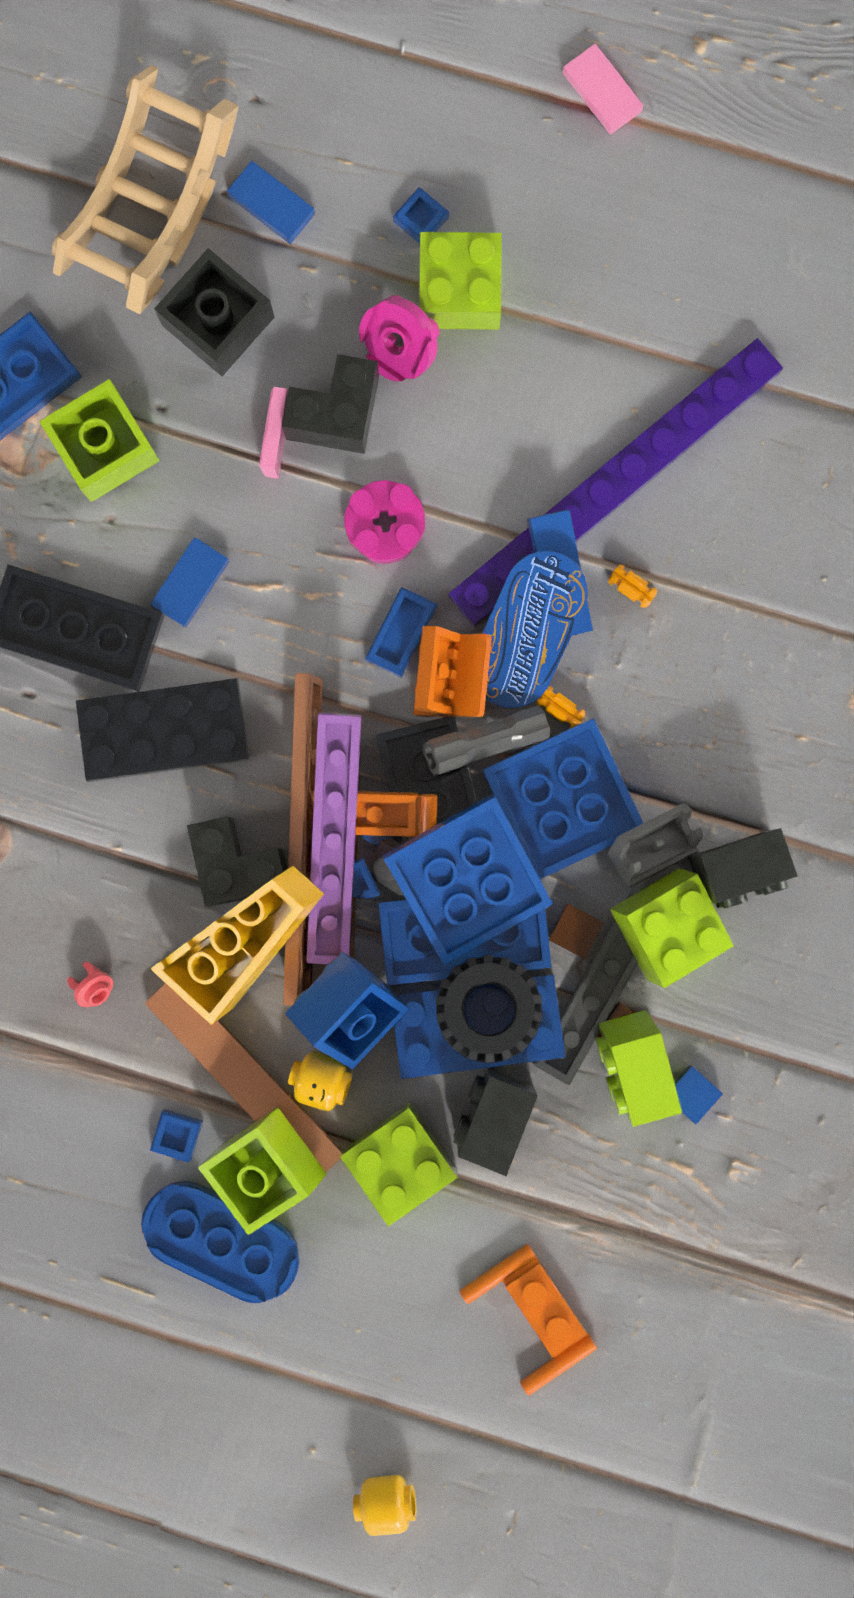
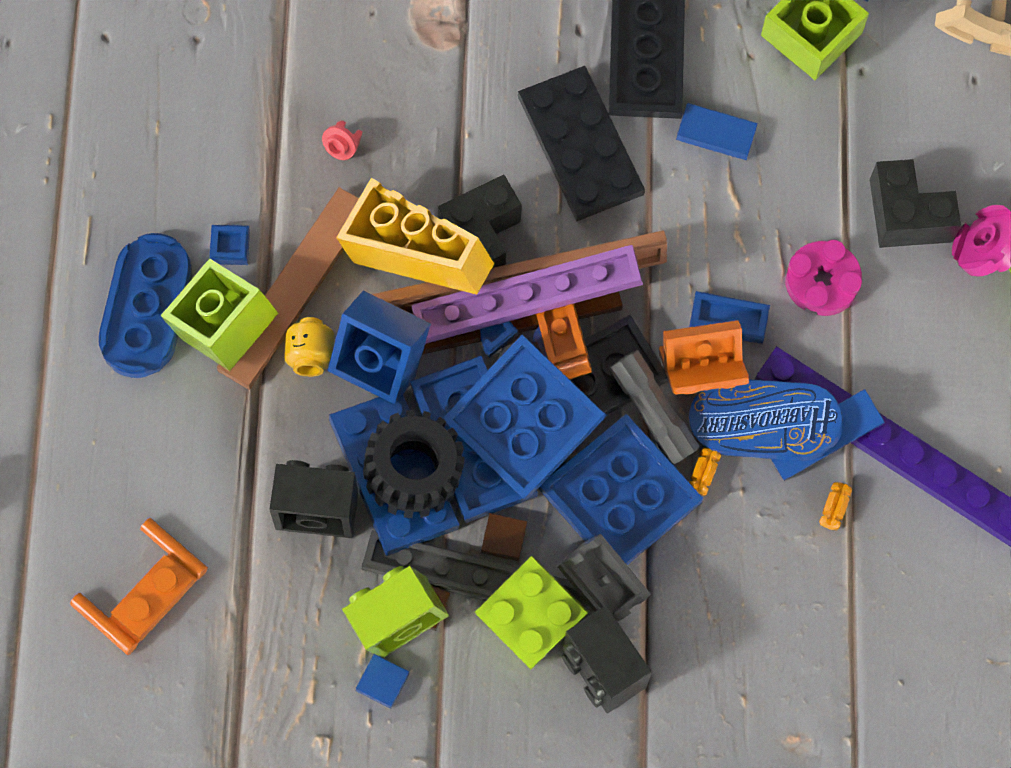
camera: 65 degrees right, 15 degrees down
(215, 312) = (957, 86): pearl dark grey brick -> none
(273, 435) = (861, 164): bright pink tile -> none
(399, 1164) = (253, 432): lime brick -> none

